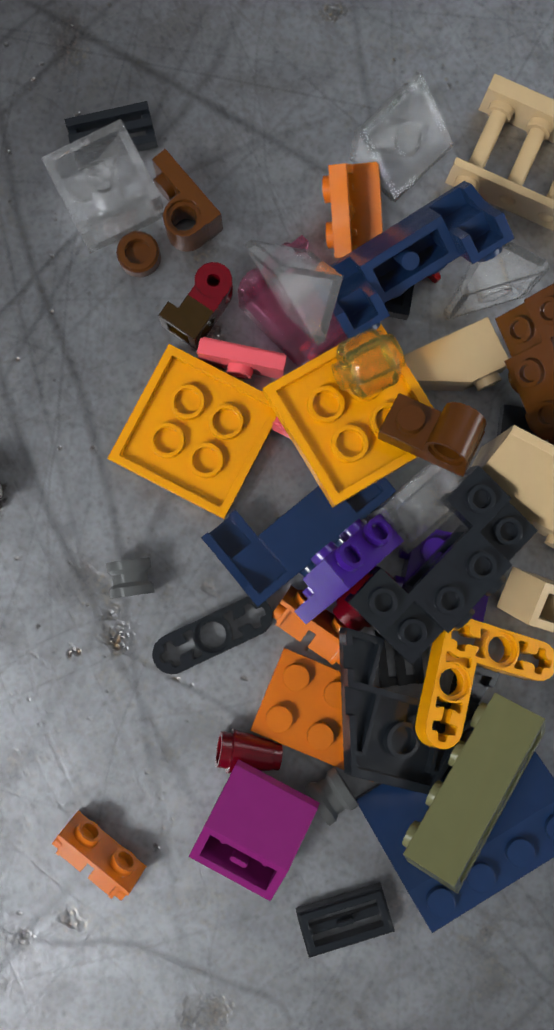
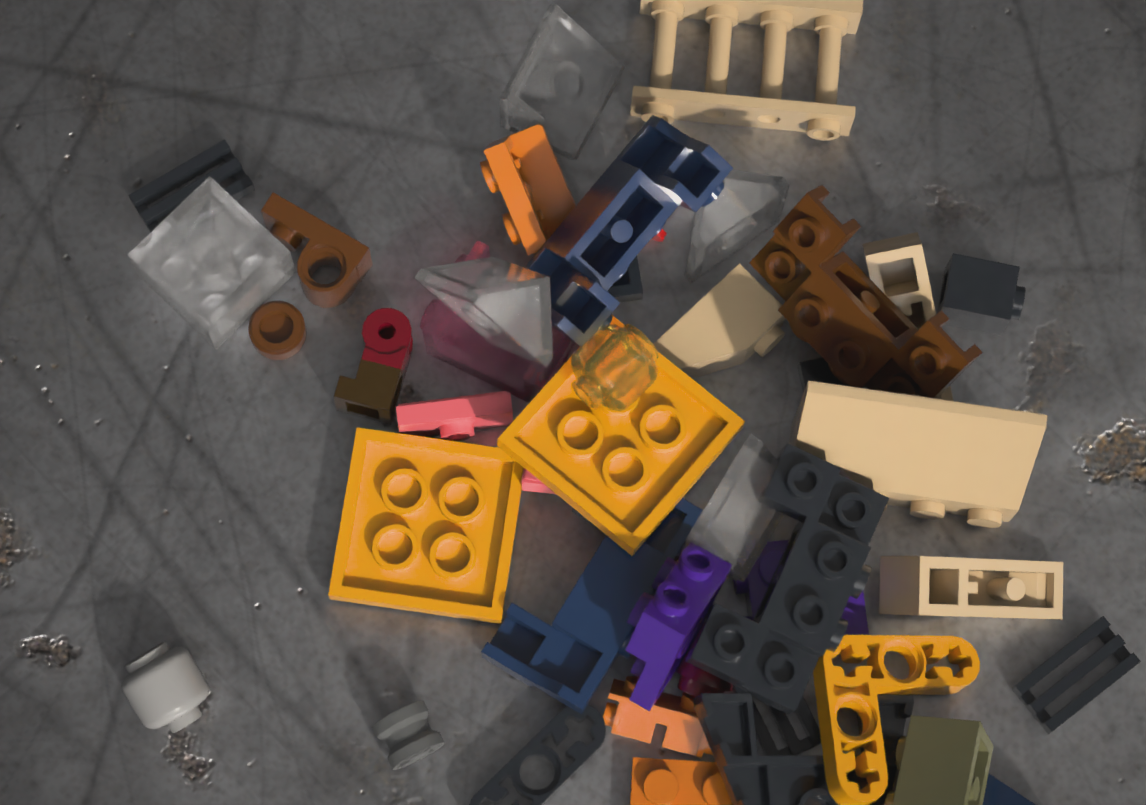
camera: 15 degrees left, 10 degrees down
(436, 436) = (731, 425): reddish brown plate -> none

